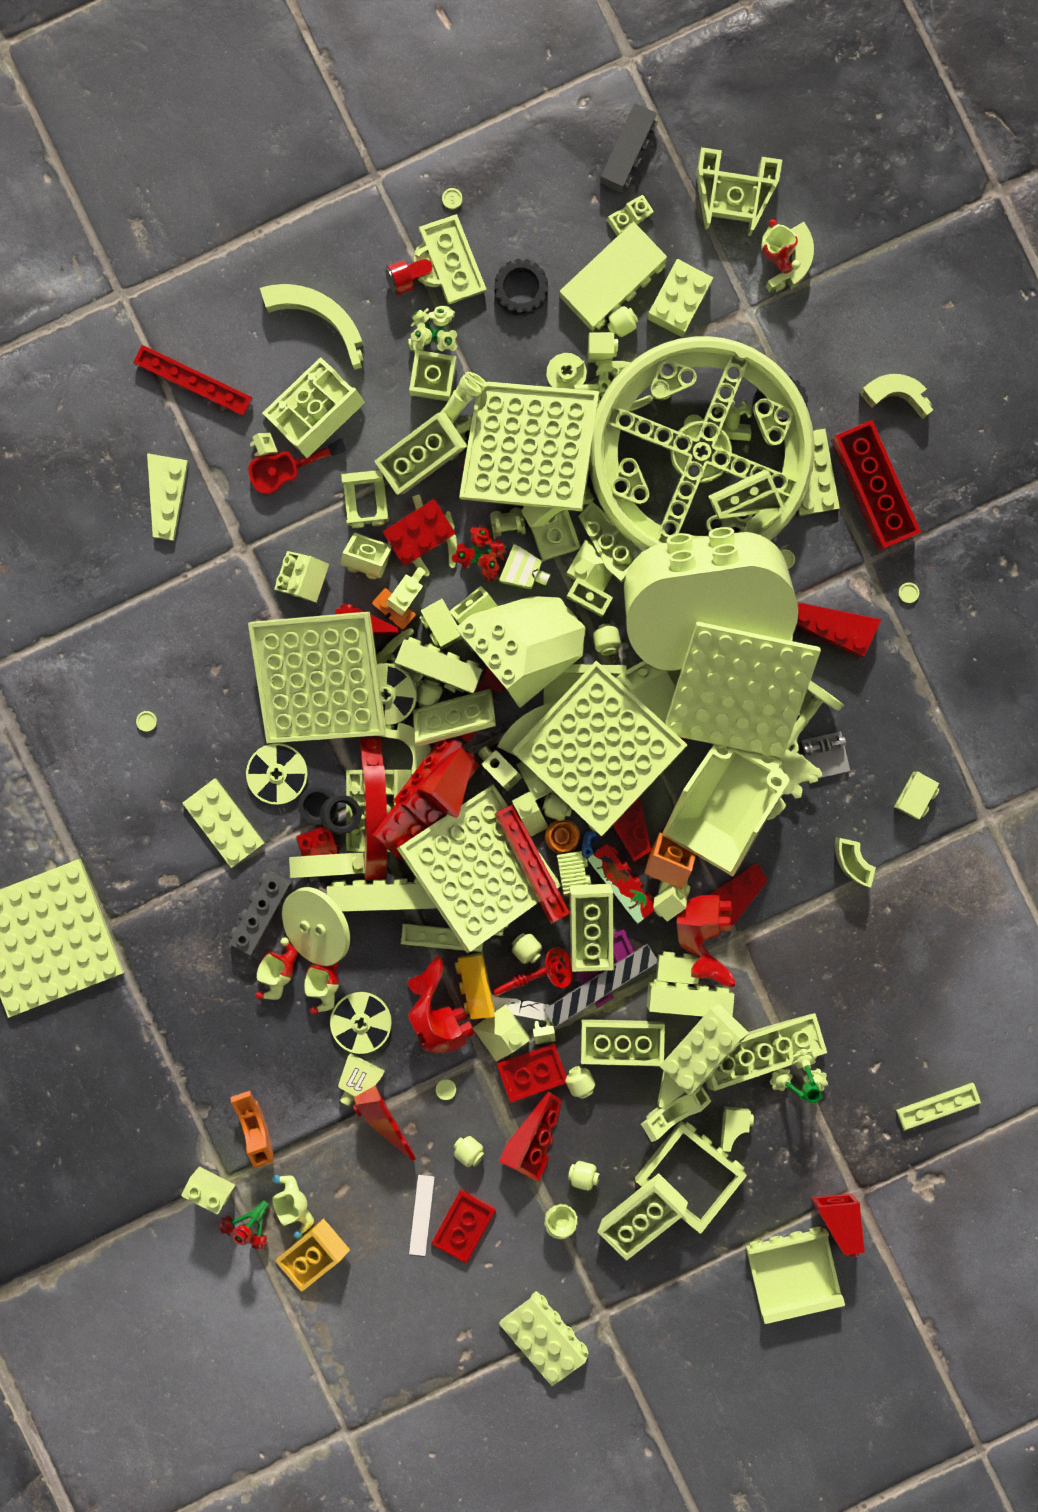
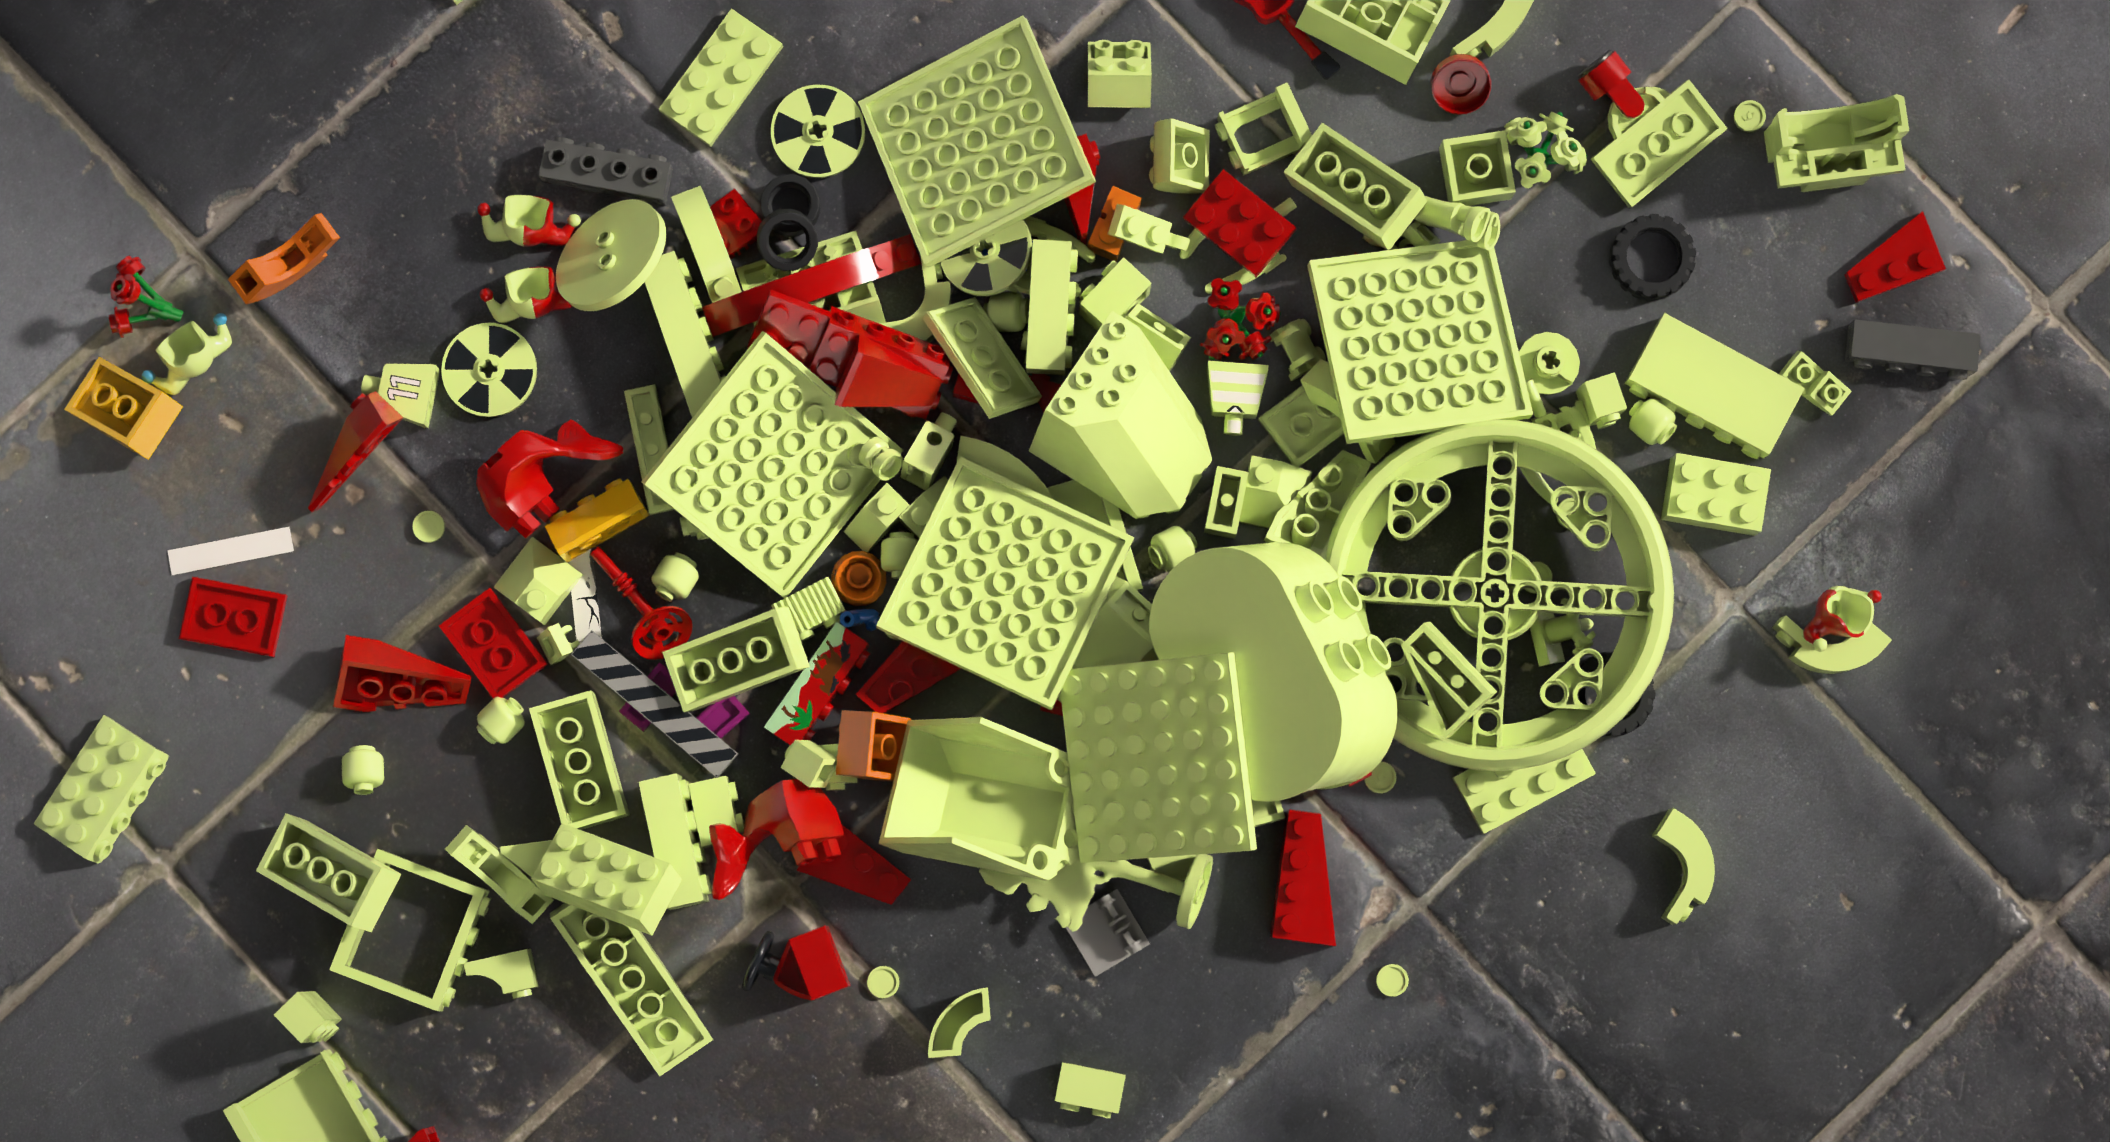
camera: 75 degrees right, 5 degrees down
(208, 1190) = (175, 223): yellowish green panel -> none
(376, 368) = (1460, 84): none -> red piece
(468, 1151) = (346, 587): yellowish green head -> none
(489, 147) = (1837, 144): none -> yellowish green piece
(495, 800) = (884, 461): none -> yellowish green wheel
(532, 863) = (803, 542): red plate -> none
(560, 1221) = (284, 755): yellowish green hair -> none
(571, 137) = (1897, 262): none -> red wing
(728, 1255) = (308, 1017): none -> yellowish green brick
(734, 194) = (1897, 528): yellowish green wedge -> none
(793, 942) = (807, 966): none -> red piece
(812, 899) = (883, 982): none -> yellowish green piece
(813, 1080) = (603, 1064): yellowish green plant -> none
(875, 485) = (1534, 874): red brick -> none

